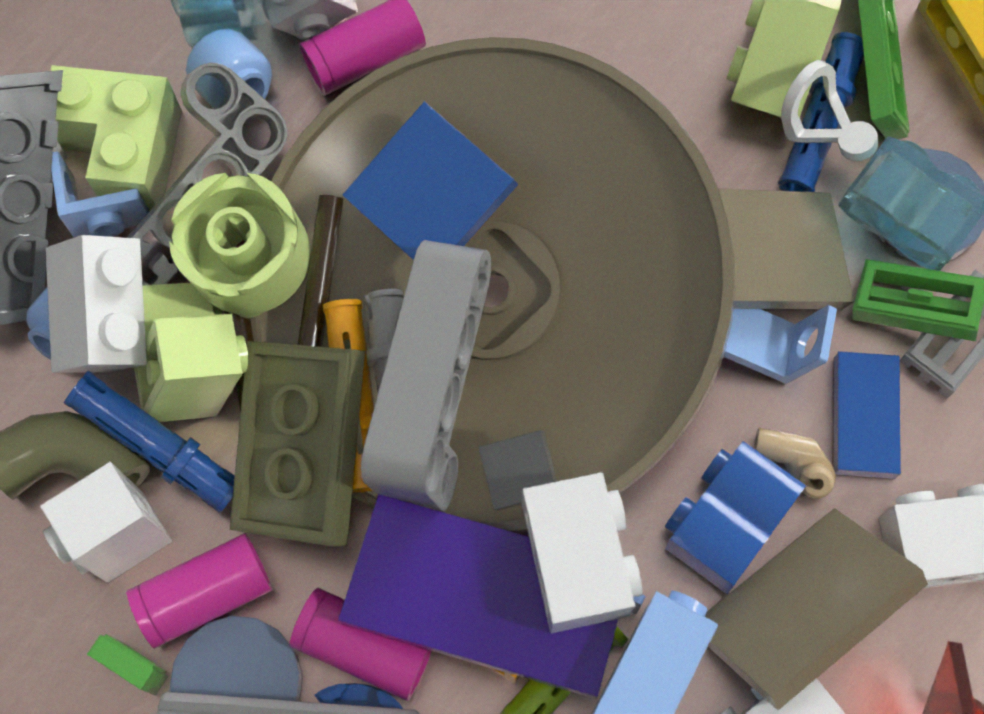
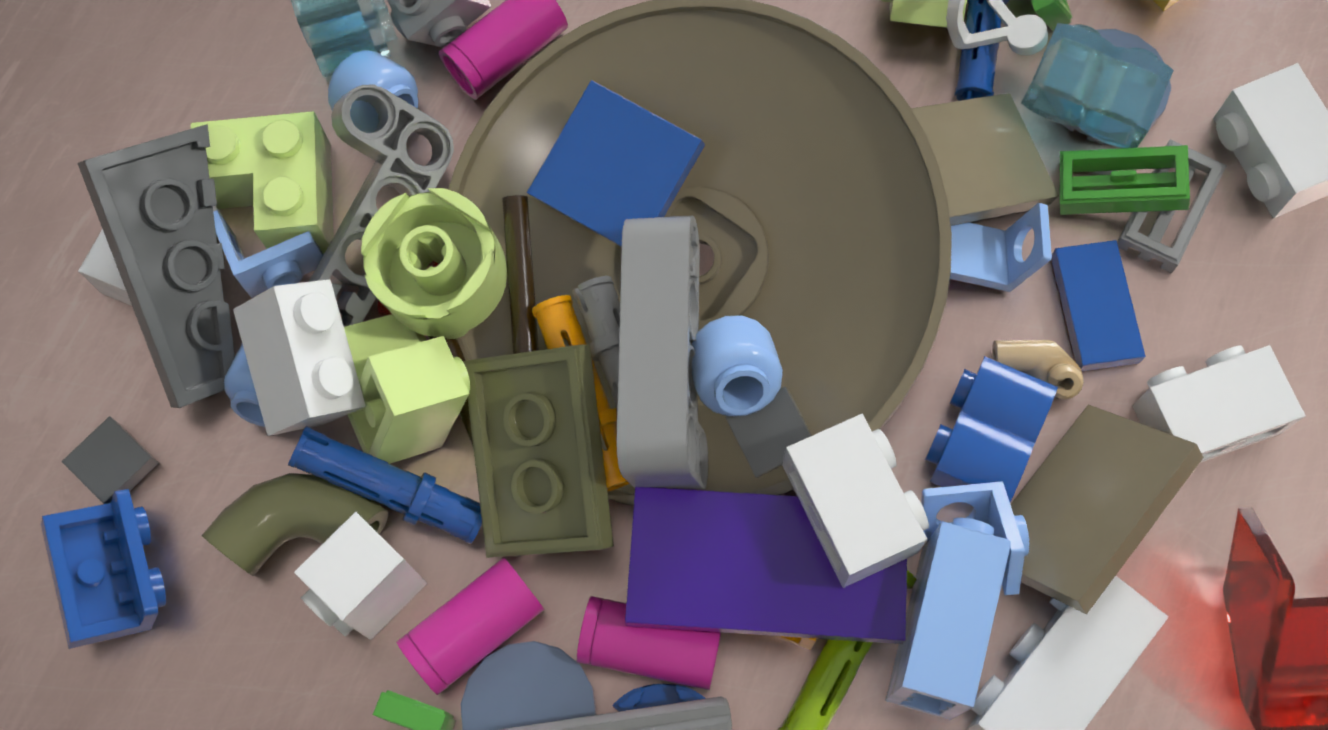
camera: 10 degrees left, 0 degrees up
(496, 401) = (735, 366): none -> light blue head
(711, 591) = (991, 507): none -> light blue bracket

